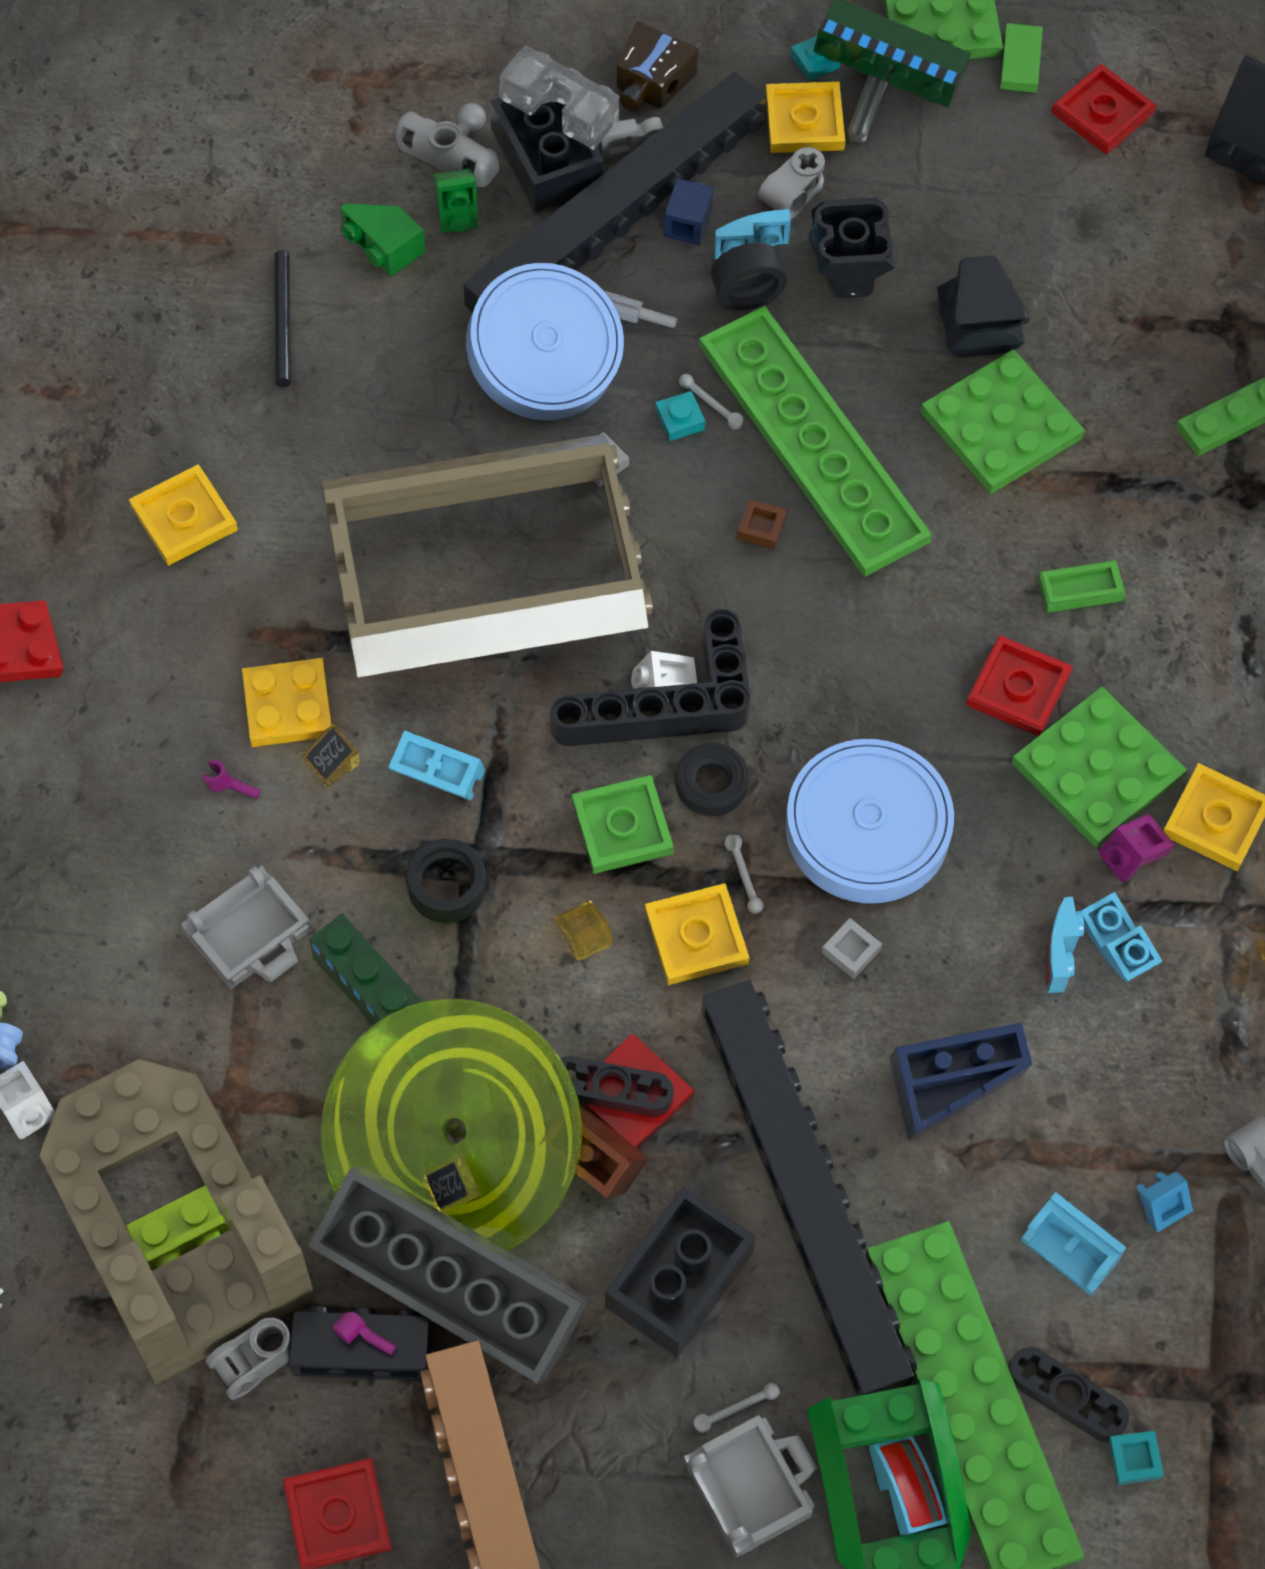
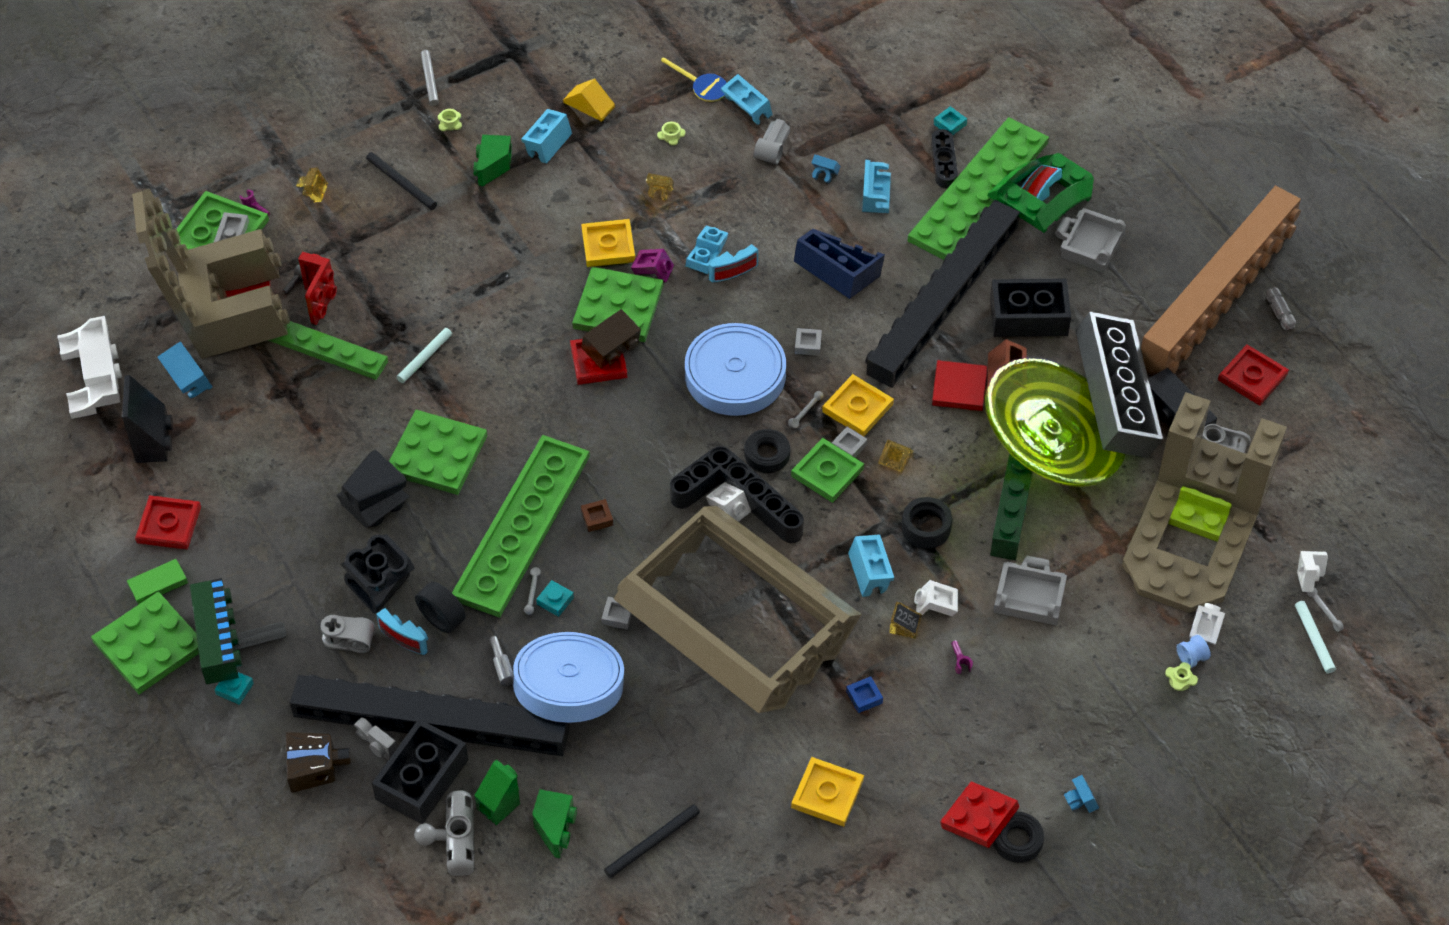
camera: 125 degrees left, 10 degrees down
(273, 643) = (864, 694): none -> blue tile
(286, 702) = (892, 664): yellow plate -> none
(326, 809) = (937, 598): none -> white bracket
(351, 1325) = (1176, 392): magenta hand -> none
(451, 1183) = (1079, 405): slope -> none
(537, 79) = (393, 781): clear arch -> none
(642, 879) = (850, 442): none -> light grey plate
(644, 1079) = (967, 376): black beam -> none
(688, 211) = (409, 672): dark blue brick -> none
(703, 1423) = (1081, 273): light grey hinge -> none
(805, 116) = (288, 657): yellow plate -> none
(1024, 693) = (611, 339): none -> dark brown brick
(1081, 586) = (516, 365): bright green tile -> none
(1174, 495) = (424, 355): none -> light aqua bar

